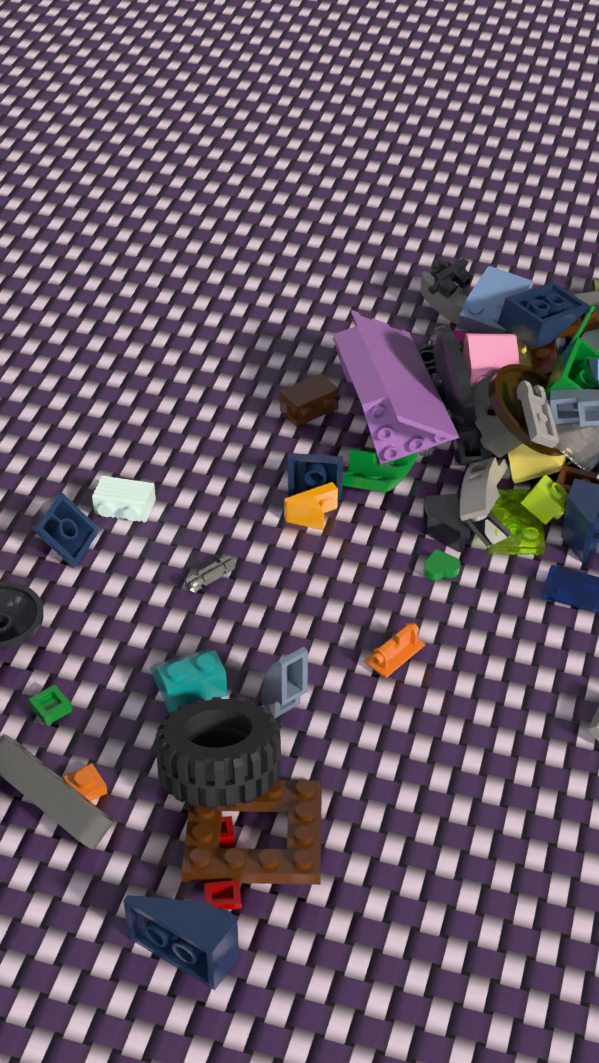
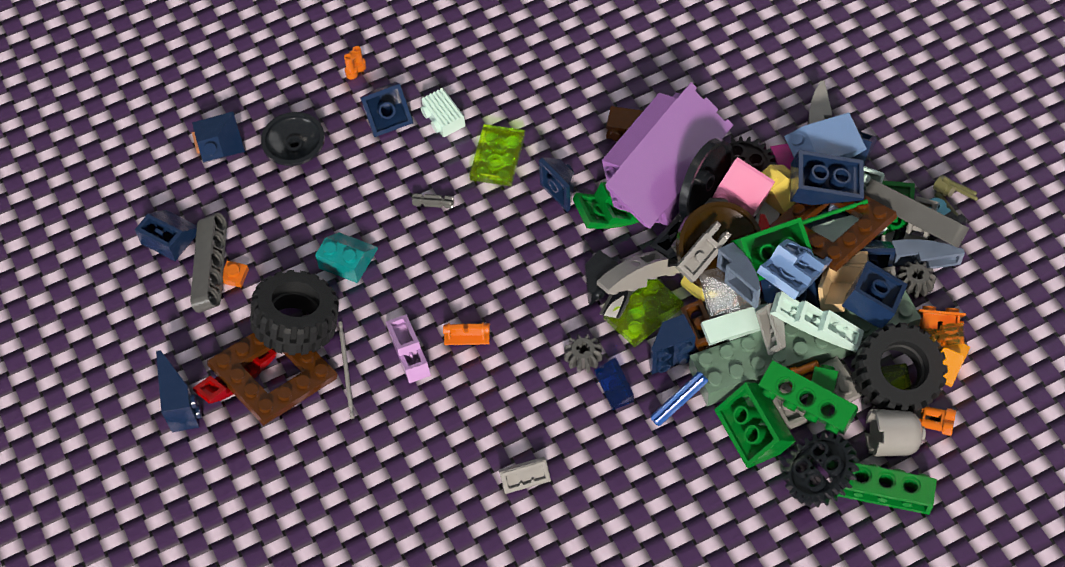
camera: 50 degrees right, 15 degrees up
(50, 705) = (265, 214): green plate -> none
(222, 497) = (497, 155): none -> clear neon green plate
(285, 682) = (372, 303): sand blue slope -> none
(309, 506) = (534, 200): light orange slope -> none
(333, 781) = (346, 371): none -> light grey piece
(360, 704) = (408, 348): none -> lavender slope
(441, 565) = (562, 302): green tile -> none
(447, 274) = (824, 96): black hips -> none
(518, 585) = (575, 351): none -> dark grey gear
(546, 500) = (665, 309): lime brick -> none

